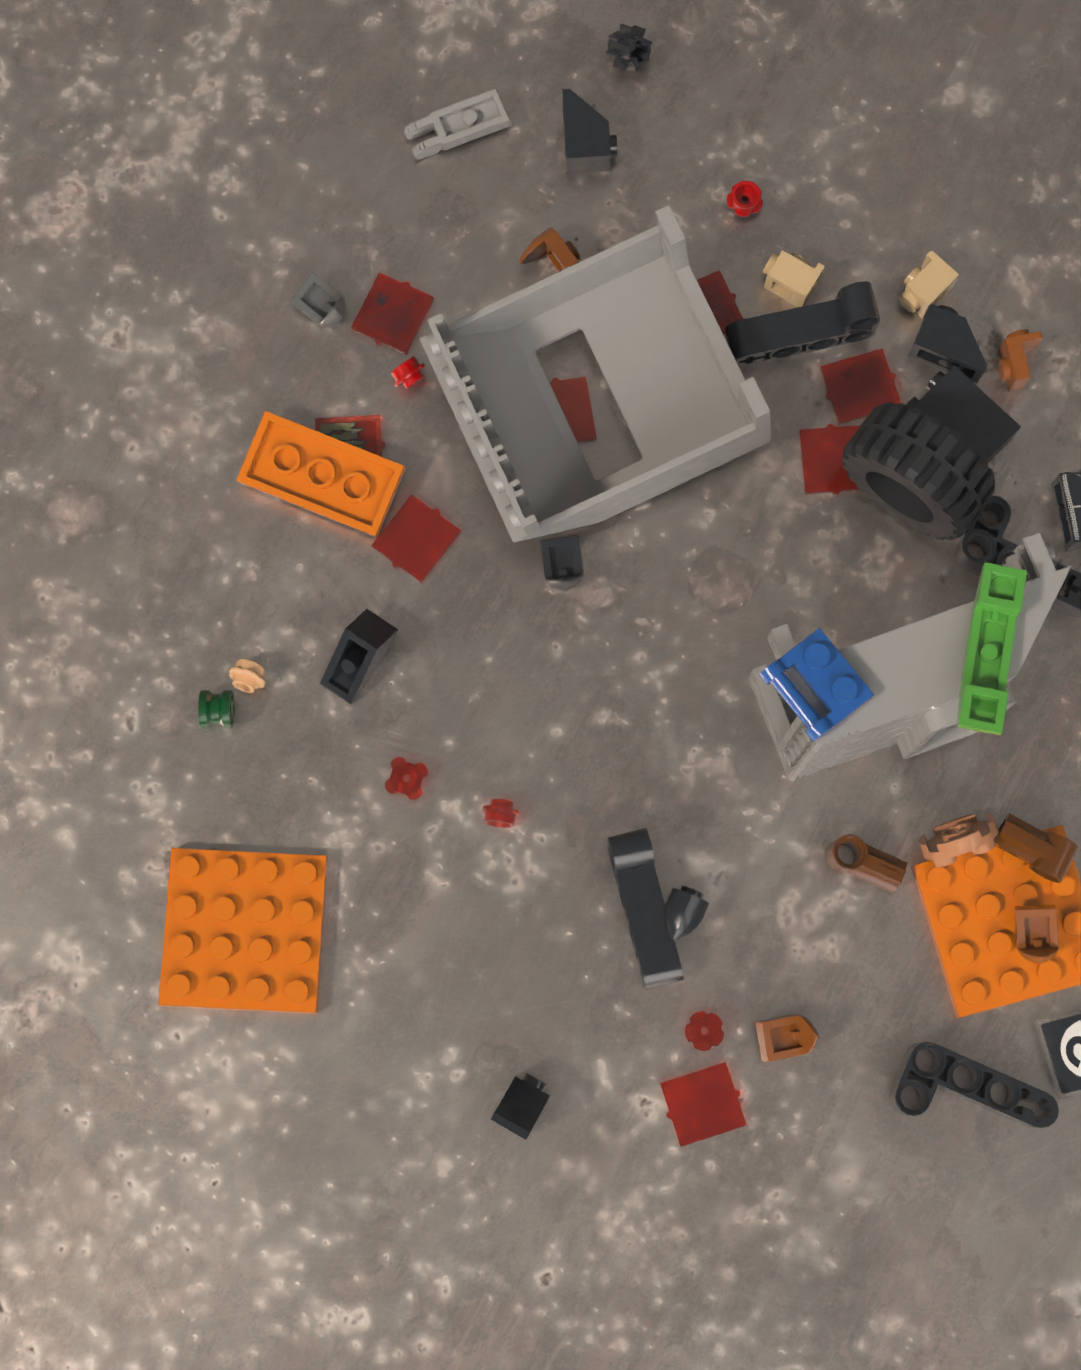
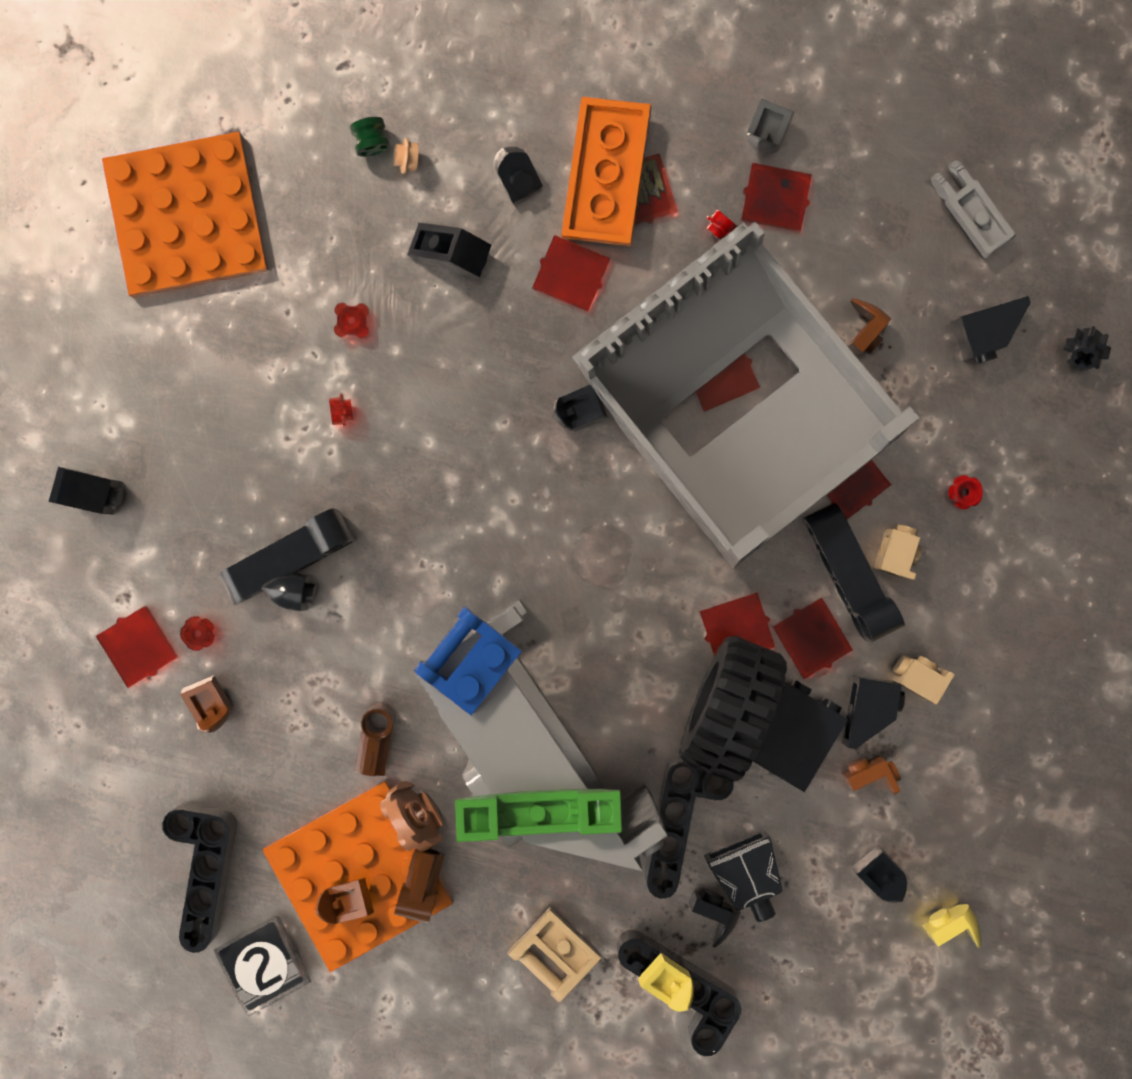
camera: 75 degrees right, 10 degrees up
(295, 567) = (516, 172): none -> black plate

